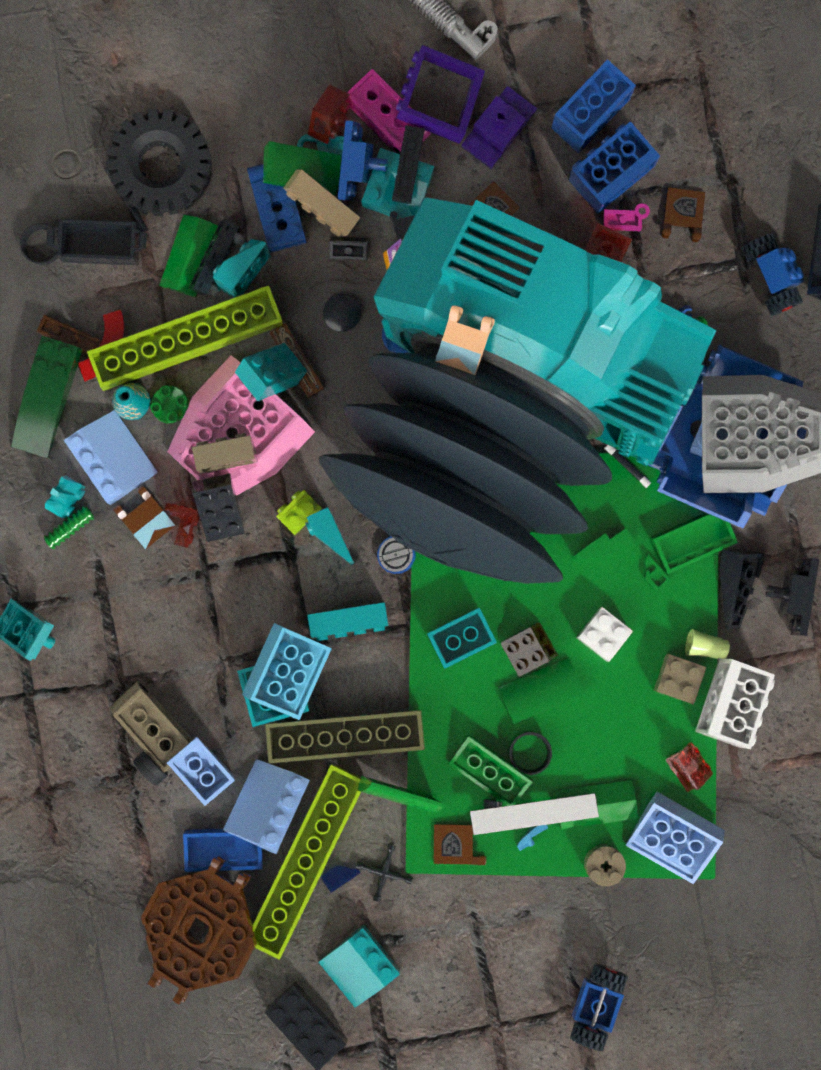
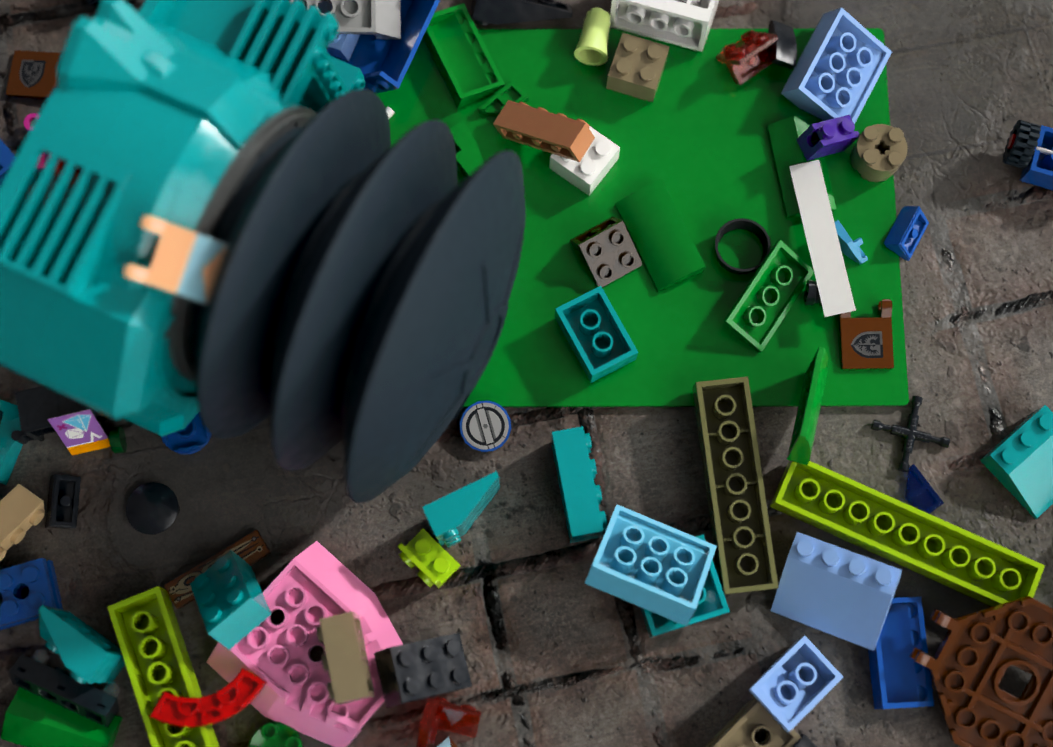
camera: 90 degrees left, 10 degrees down
(195, 359) = (211, 708): none -> red tile
(542, 883) = (906, 231): none -> blue slope
(616, 825) = (834, 137): none -> dark purple brick
(622, 603) = (544, 130): none -> nougat brick
(703, 797) = (785, 48): none -> black slope

